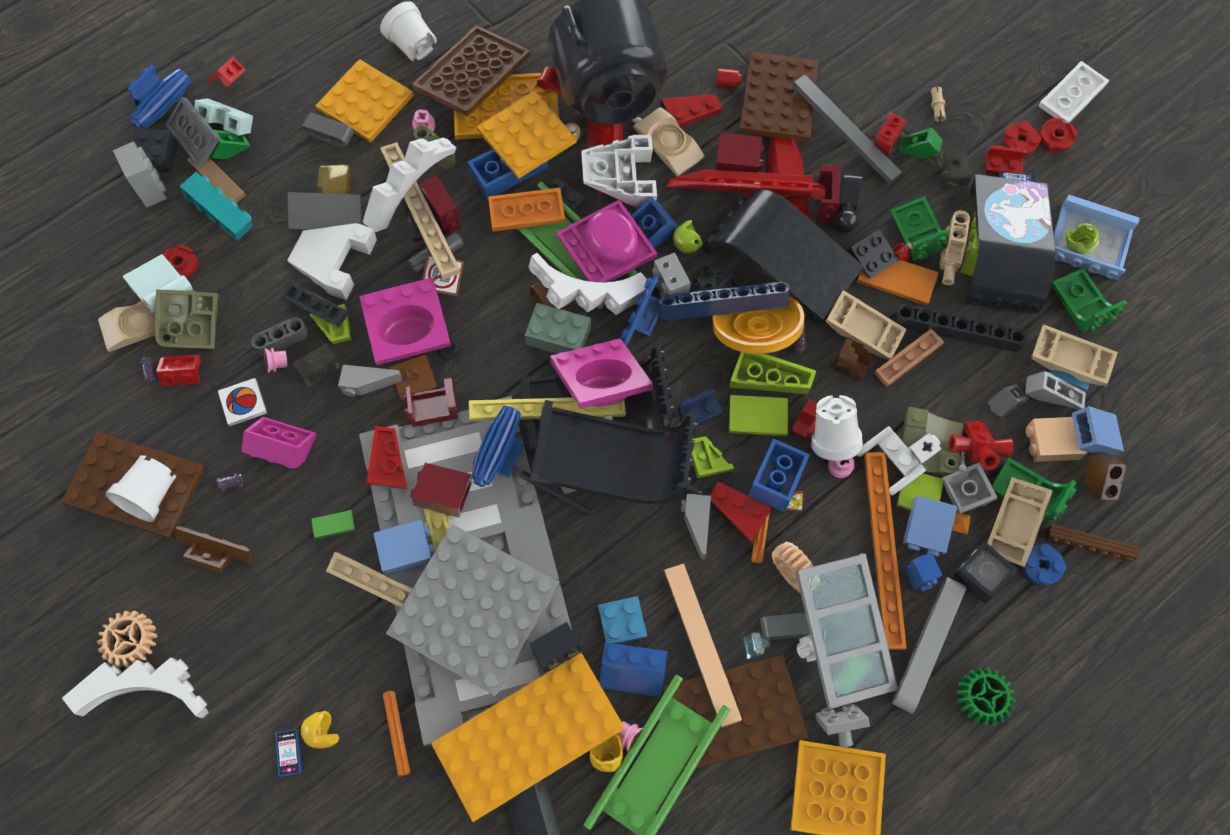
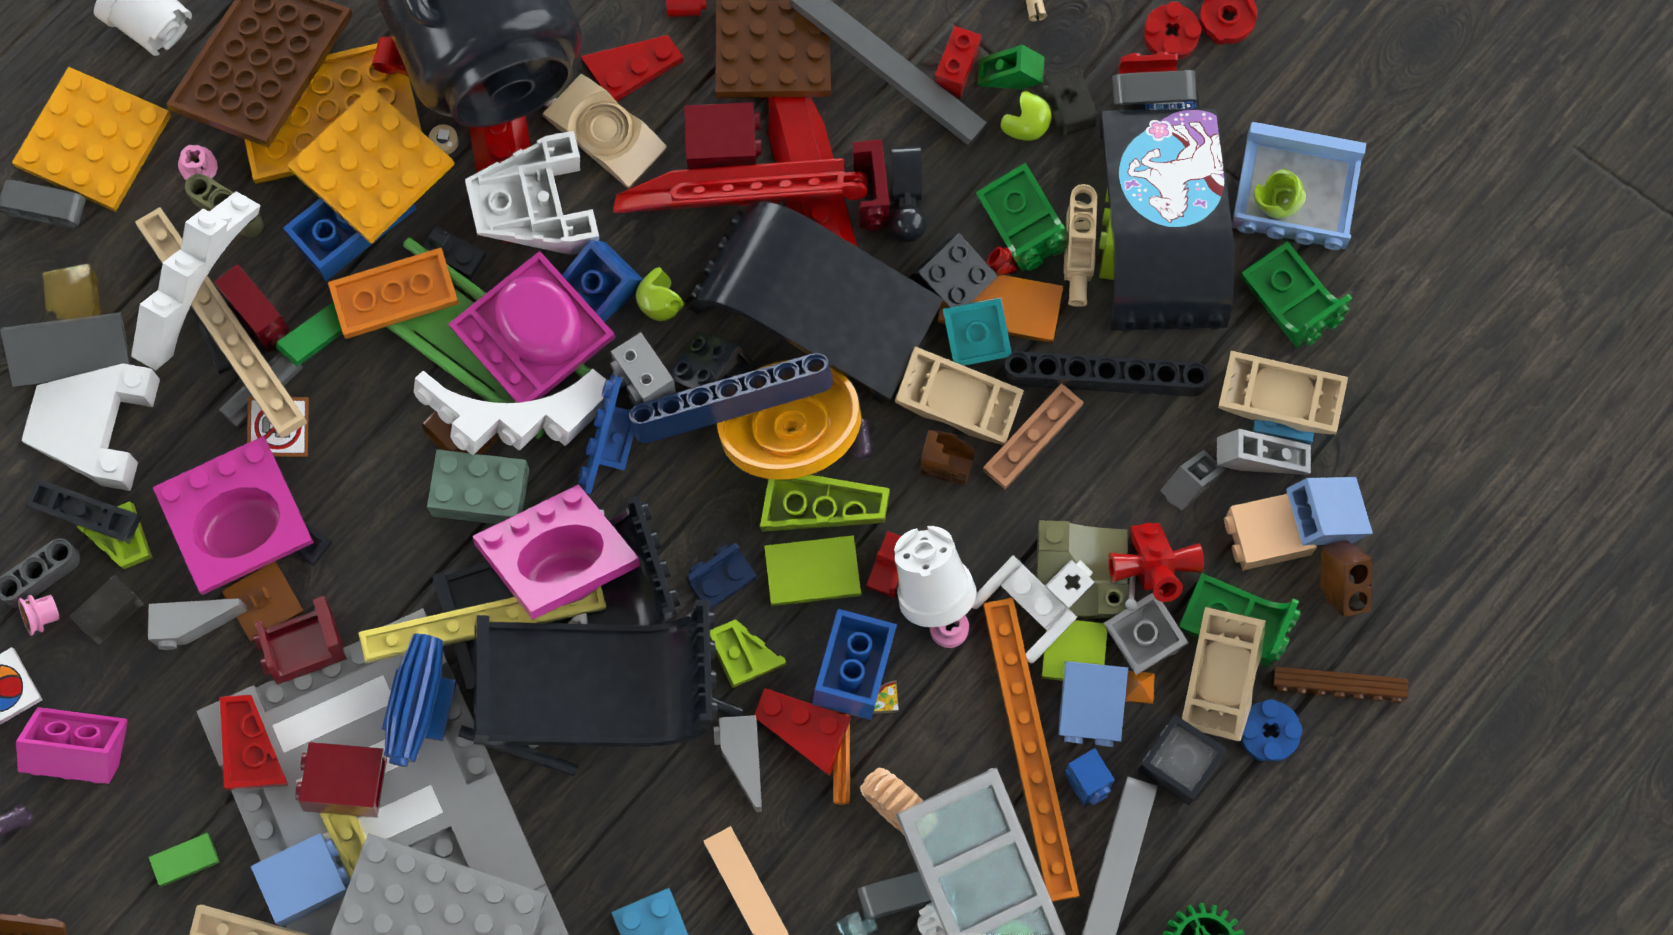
camera: 10 degrees left, 5 degrees up
(472, 227) = (311, 336): none -> green tile
(882, 289) = (977, 332): none -> teal plate
(930, 175) = (1033, 120): none -> lime helmet
(1009, 166) = (1154, 87): none -> dark grey beam

